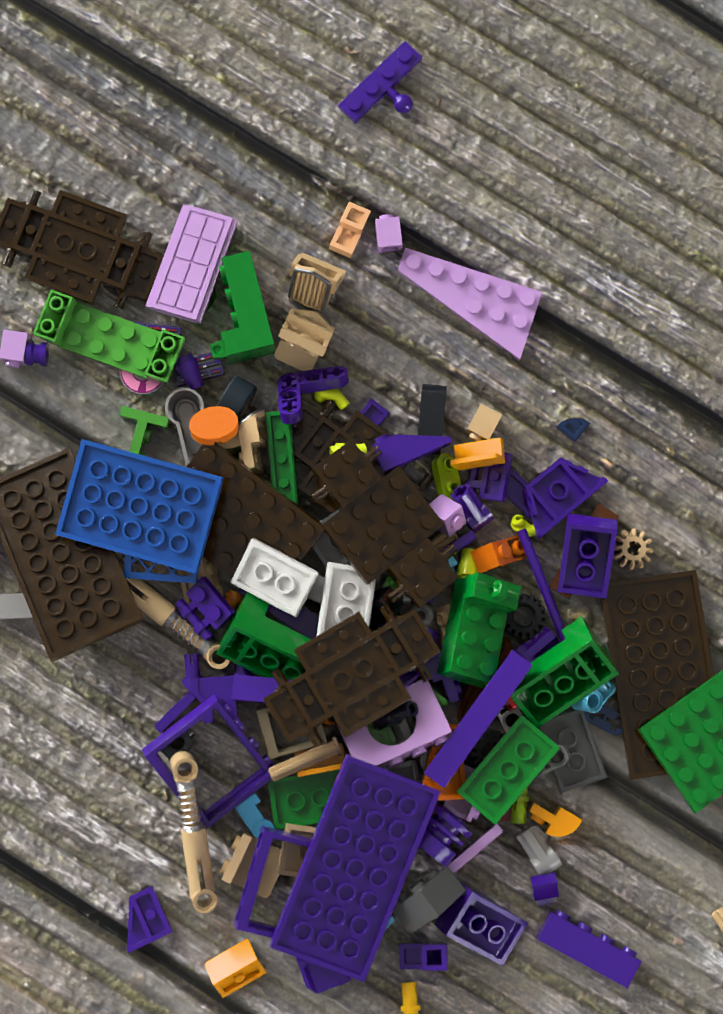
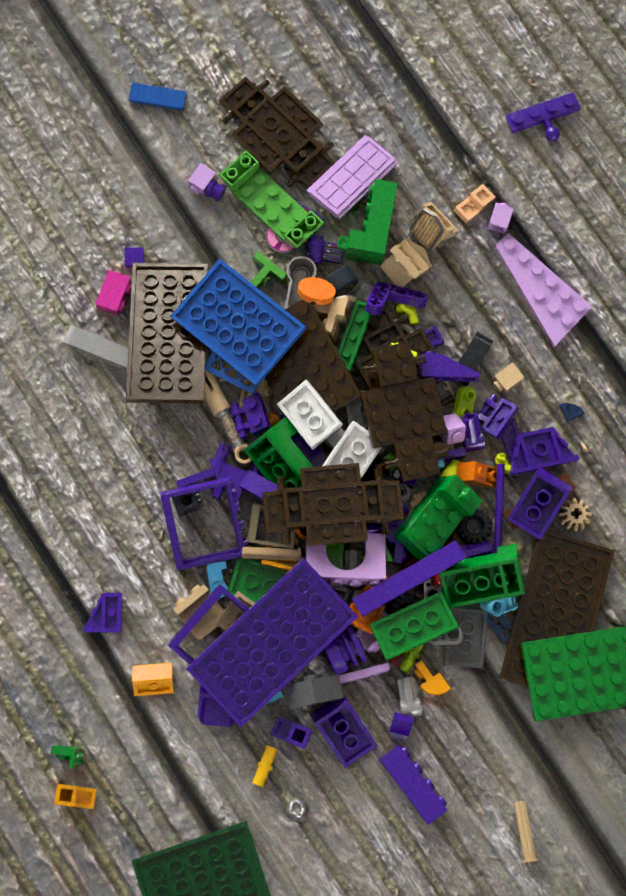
camera: 25 degrees right, 5 degrees down
(194, 834) = (168, 568): tan piece -> none
(397, 715) = (350, 549): black pin -> none
(478, 454) = (494, 397): light orange panel -> none

